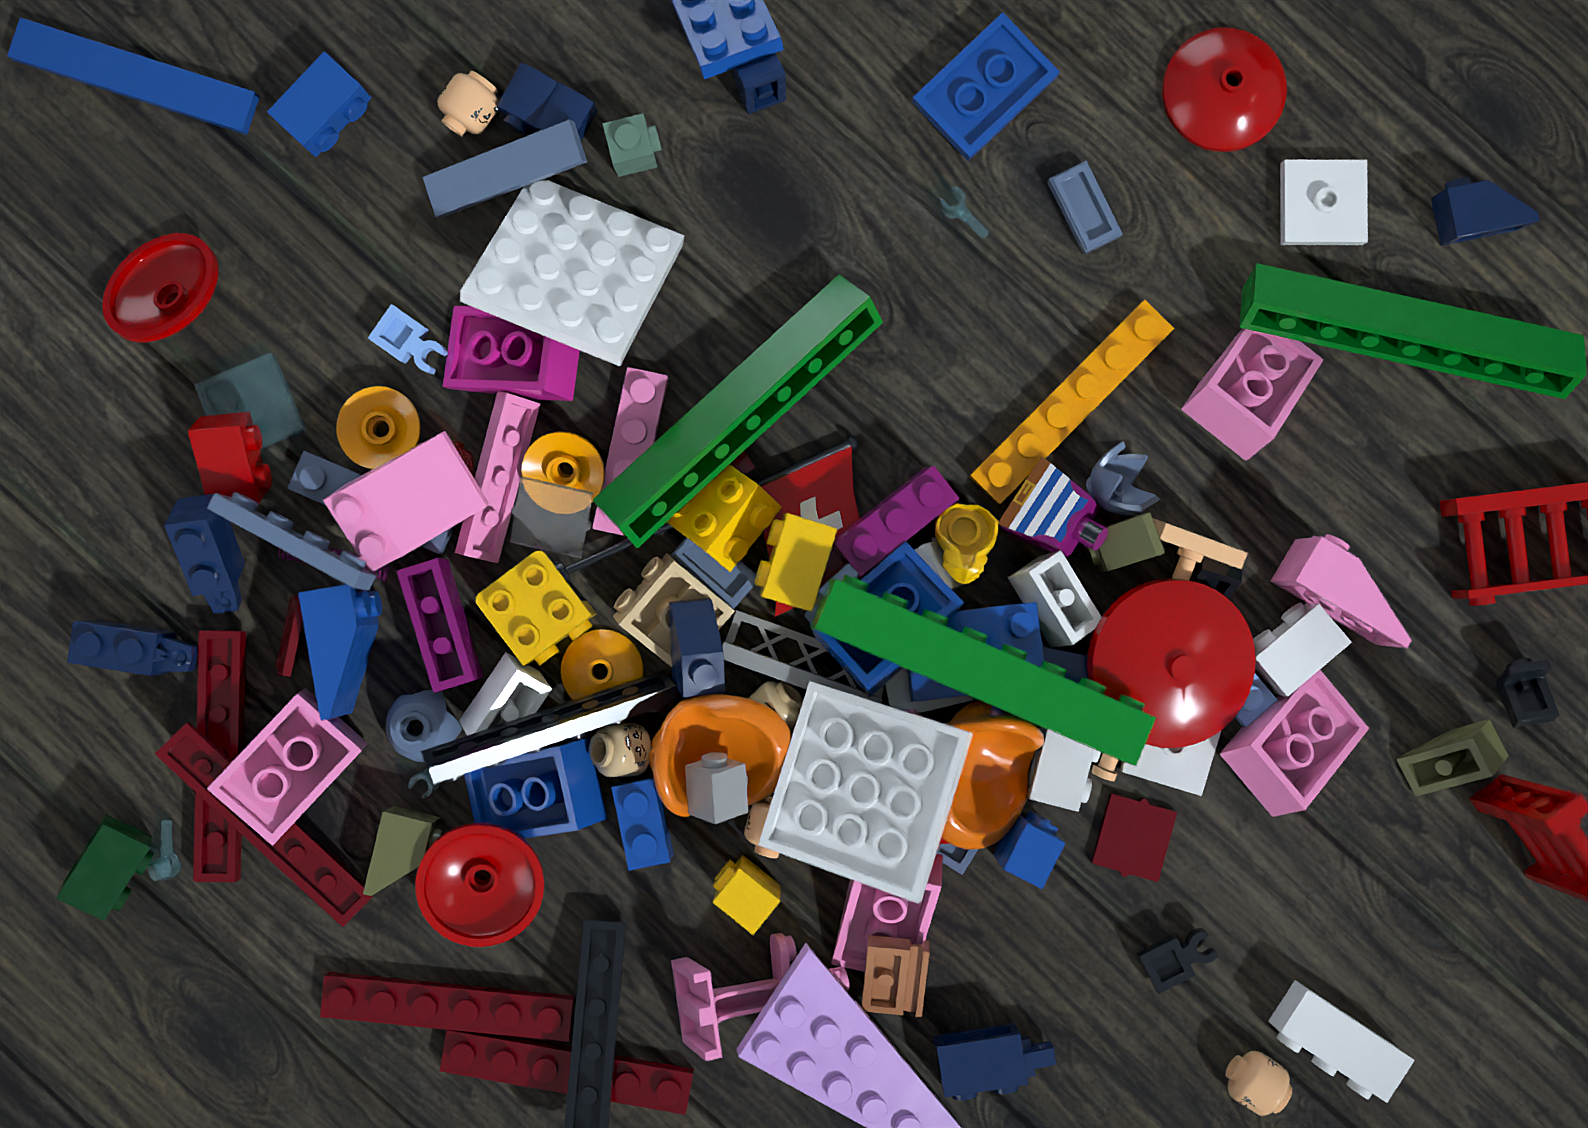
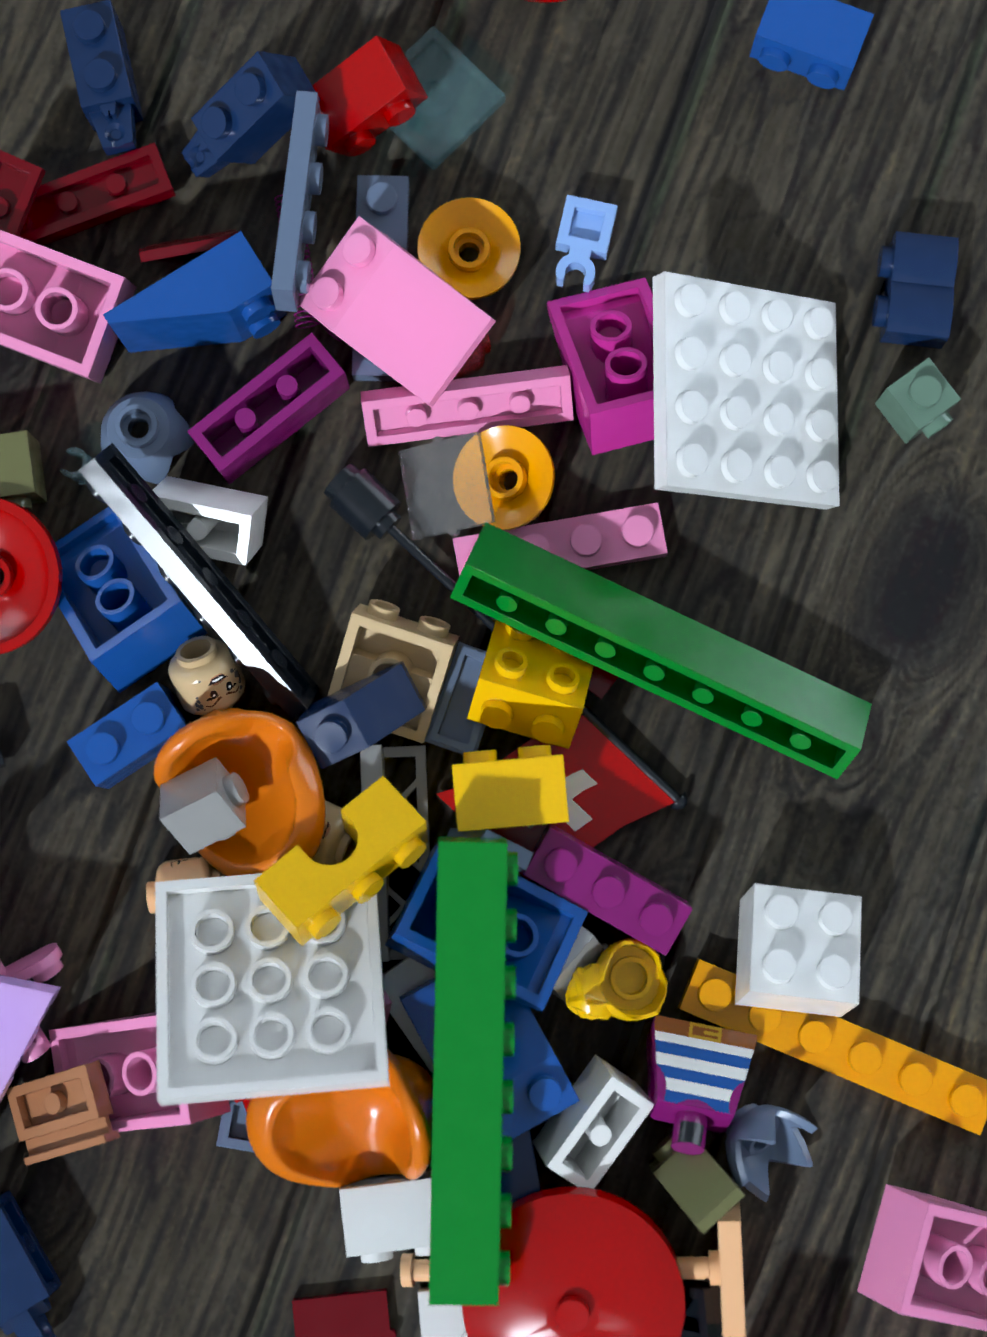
camera: 70 degrees right, 5 degrees down
(468, 103) = (884, 199): light nougat head -> none
(505, 169) = (828, 270): sand blue tile -> none
(534, 609) = (331, 509): yellow bracket -> none
(596, 647) = (318, 605): light orange dish -> none
(746, 893) = (93, 891): yellow brick -> none
(815, 735) = (313, 895): none -> yellow arch
(993, 401) = (798, 950): none -> white brick
(1030, 849) = (278, 1216): blue brick -> none

